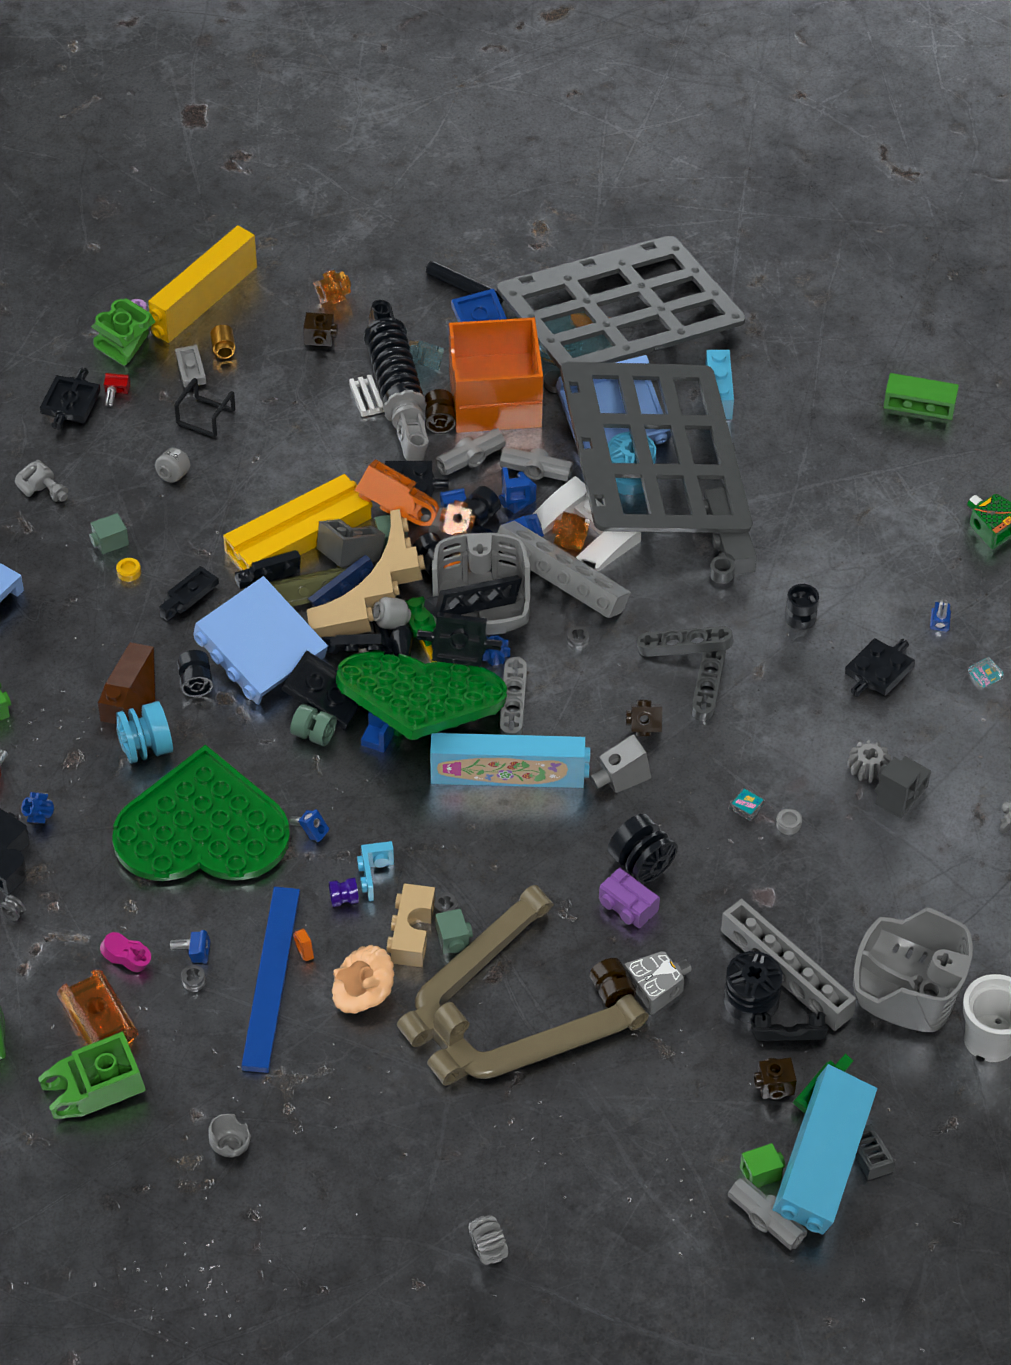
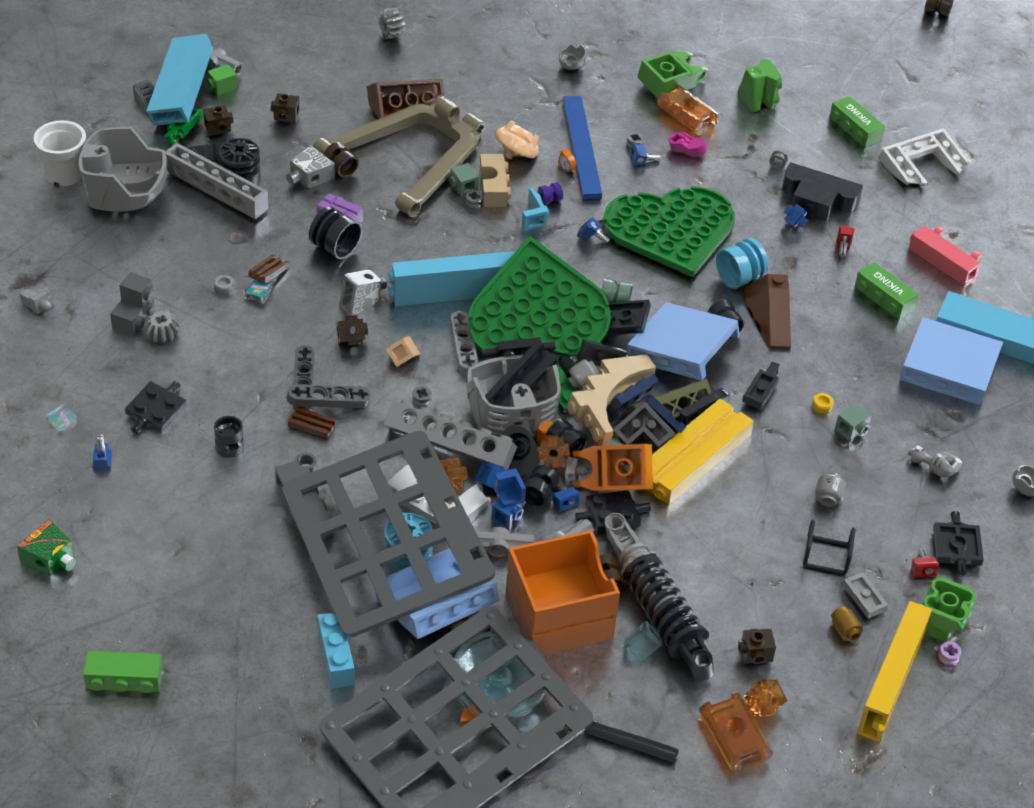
camera: 165 degrees right, 5 degrees down
(318, 549) = (664, 414): none -> dark blue wing
(362, 383) = (690, 593): white tile -> none
(369, 271) = (738, 747): none -> clear orange piece
(478, 307) = (603, 693): blue plate -> none
(521, 1093) = (396, 95): none -> reddish brown wedge
(588, 691) = (402, 351): none -> light nougat panel
(676, 1088) = (285, 108): none -> dark brown brick
(703, 618) = (314, 421): none -> reddish brown tile
(738, 807) = (266, 267): none -> reddish brown tile

